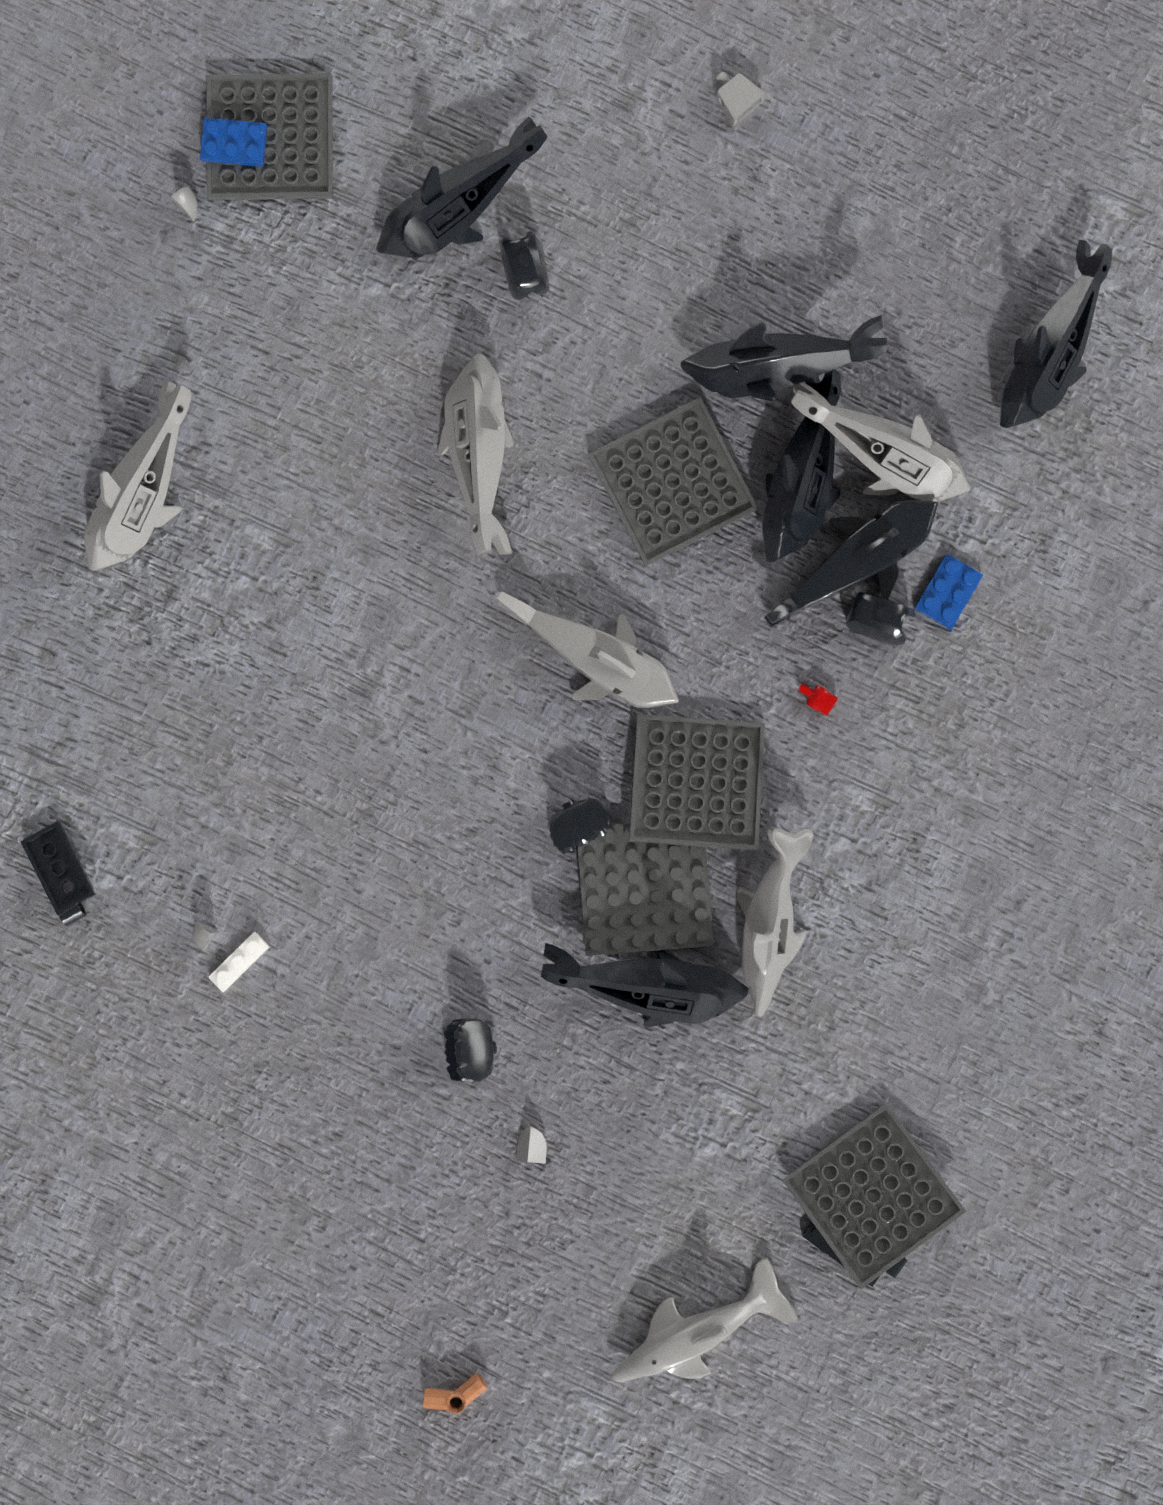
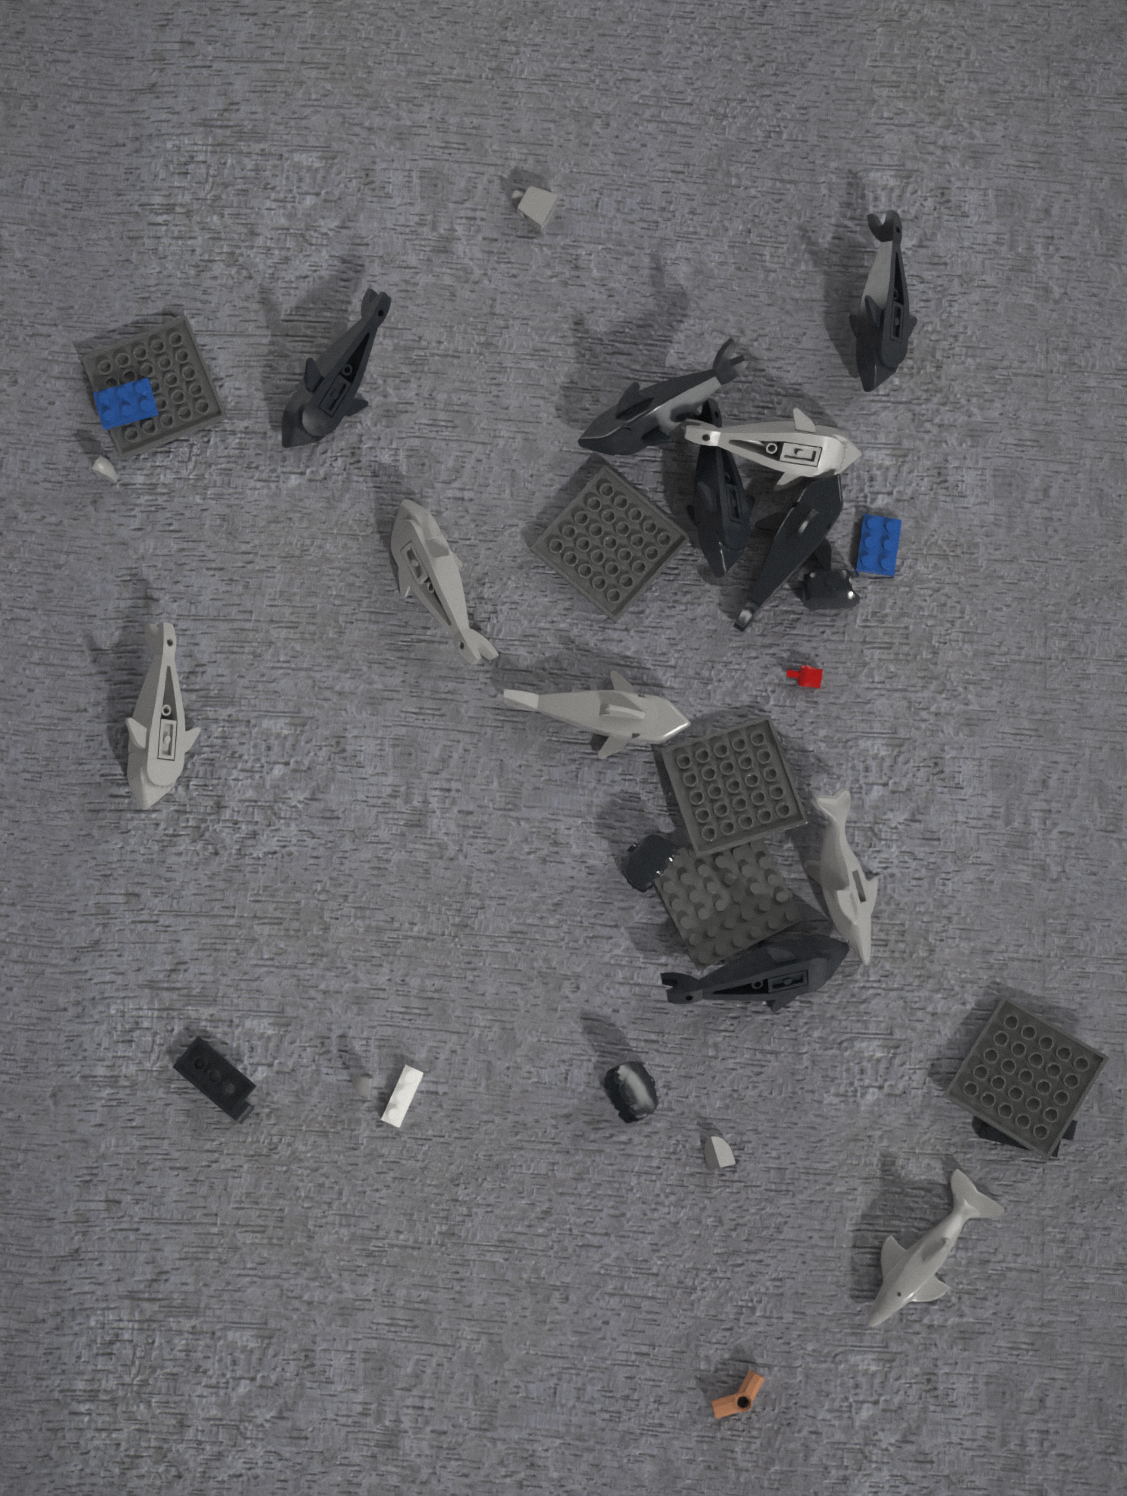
camera: 25 degrees left, 5 degrees down
(524, 266) = (413, 413): black animal -> none

